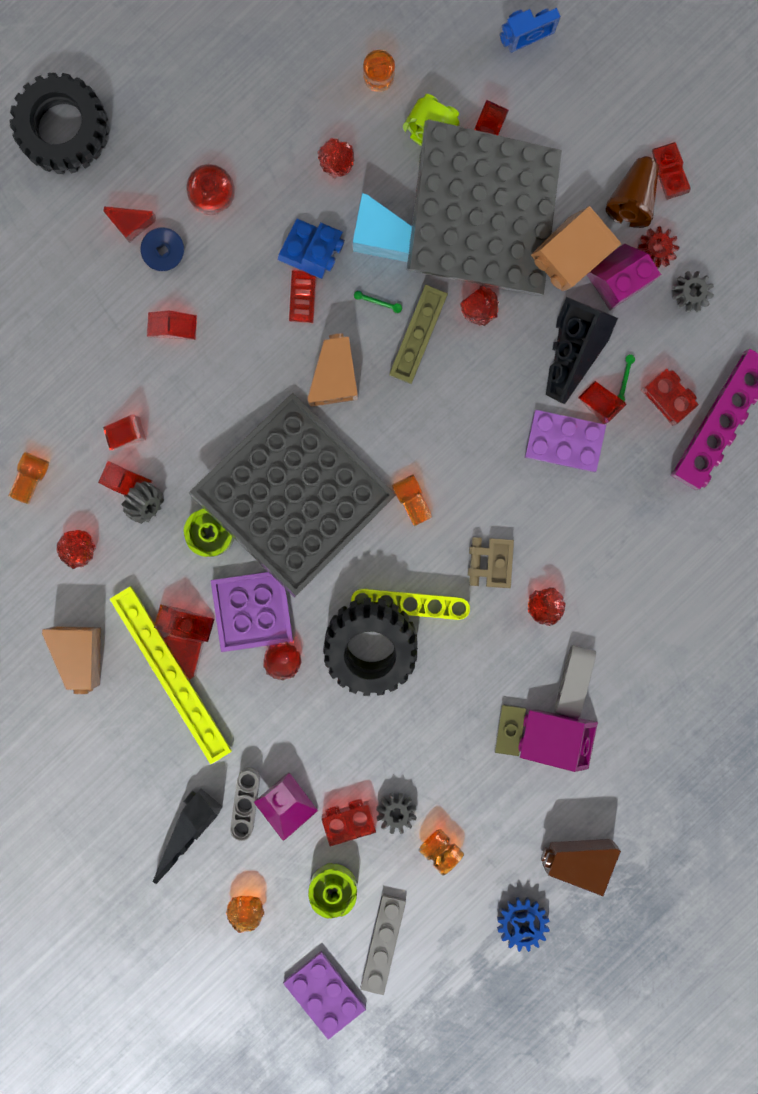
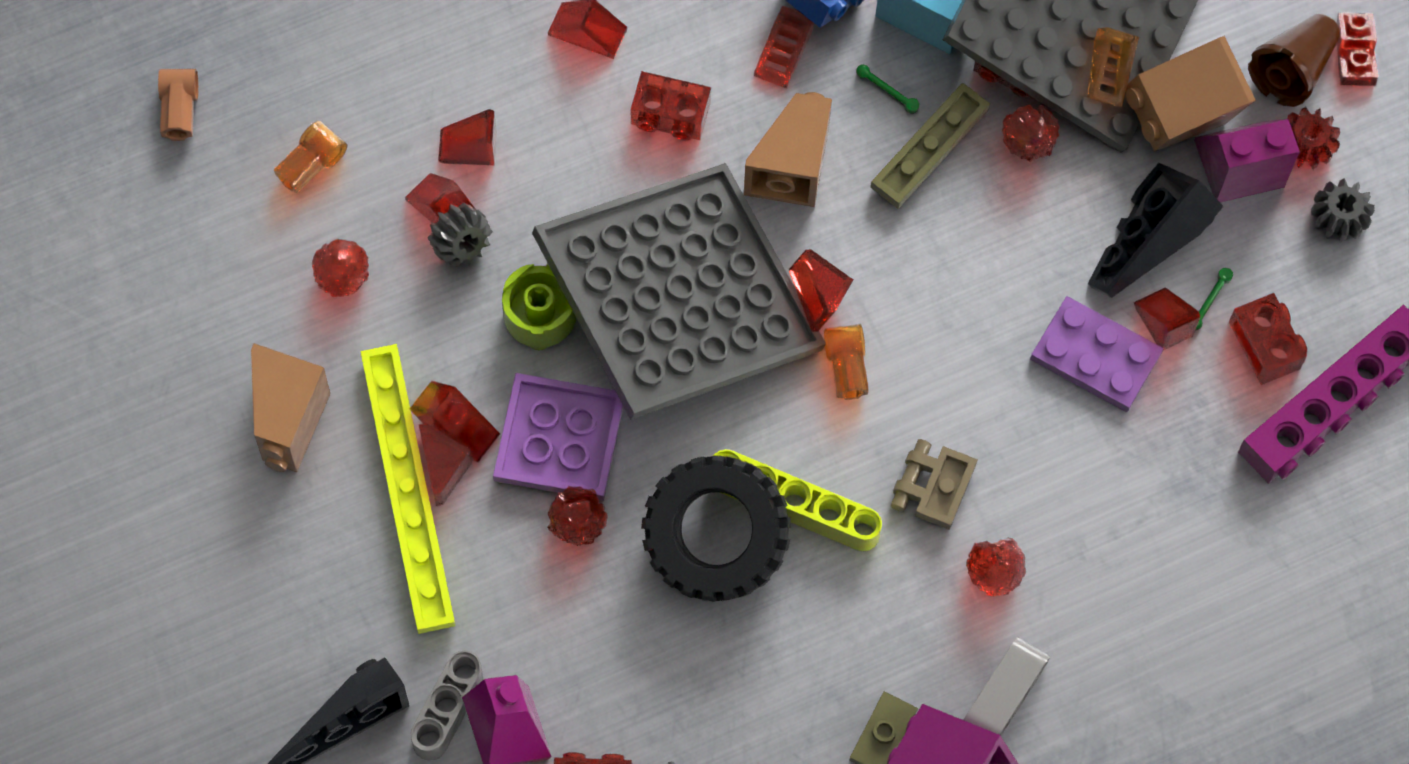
camera: 20 degrees right, 20 degrees down
(244, 358) = (673, 97): none -> clear red brick
(381, 461) = (819, 287): none -> clear red slope
(527, 244) = (1125, 57): none -> clear orange slope

